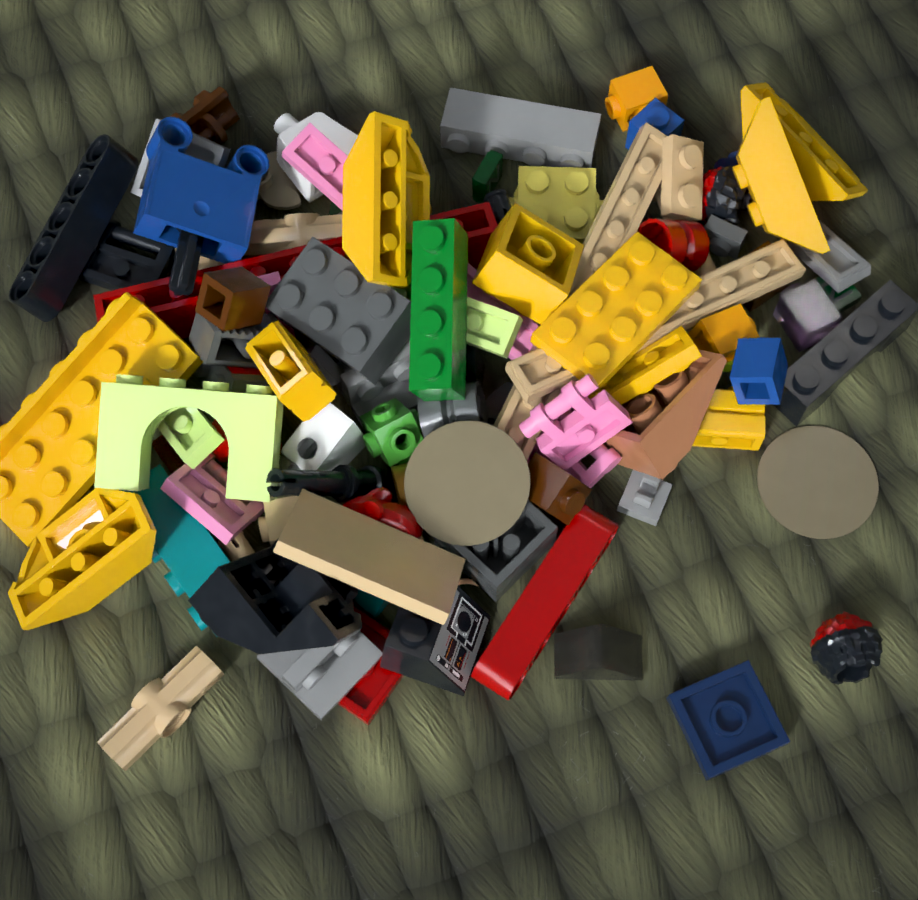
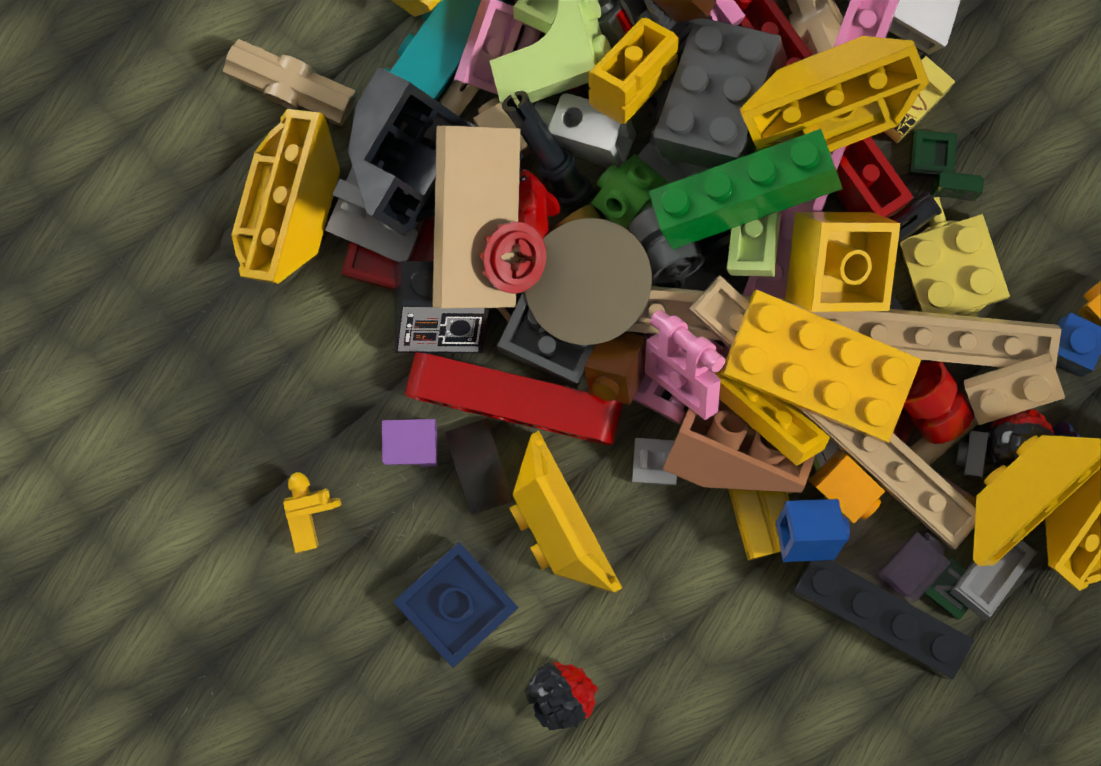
camera: 70 degrees right, 15 degrees up
(273, 748) = (286, 198): none -> yellow wedge
(439, 537) = (522, 273): none -> red gear
(450, 190) = (932, 153): none -> dark green tile
(519, 129) = (1027, 201): light grey brick -> none
(558, 707) = (410, 442): none -> medium lavender panel
(587, 840) = (300, 510): none -> yellow piece
(674, 598) = (557, 522): none -> yellow wedge
(817, 482) = (735, 629): dark tan sticker -> none

